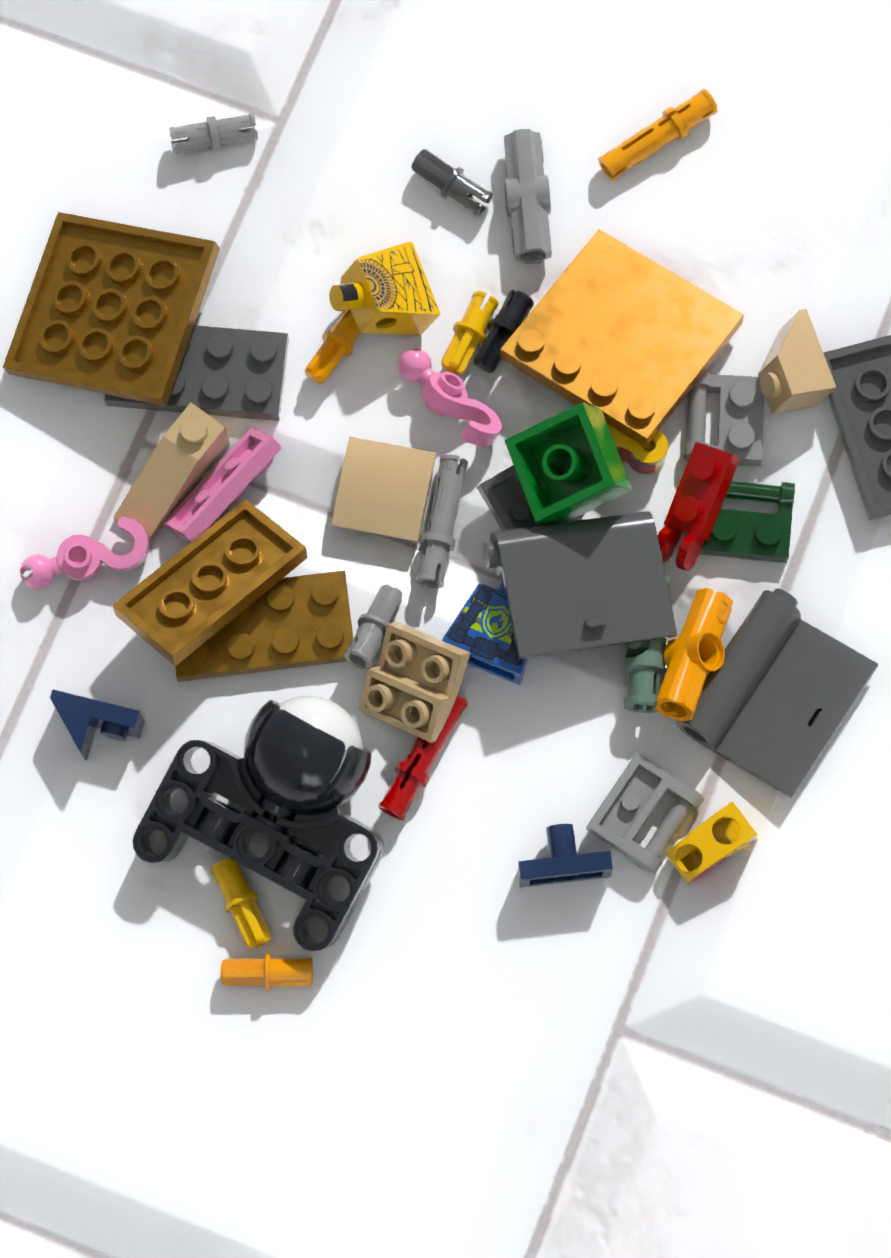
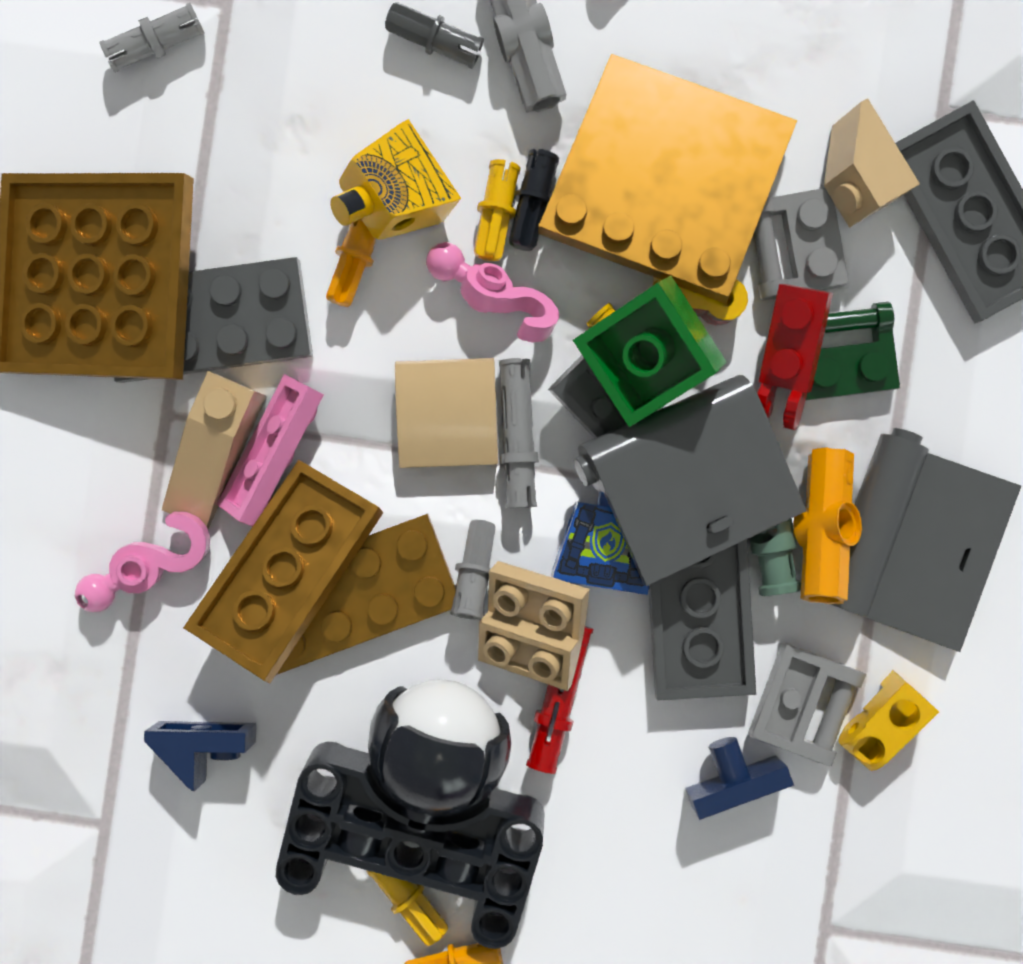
camera: 15 degrees left, 15 degrees up
(566, 718) = (704, 629): none -> dark grey plate

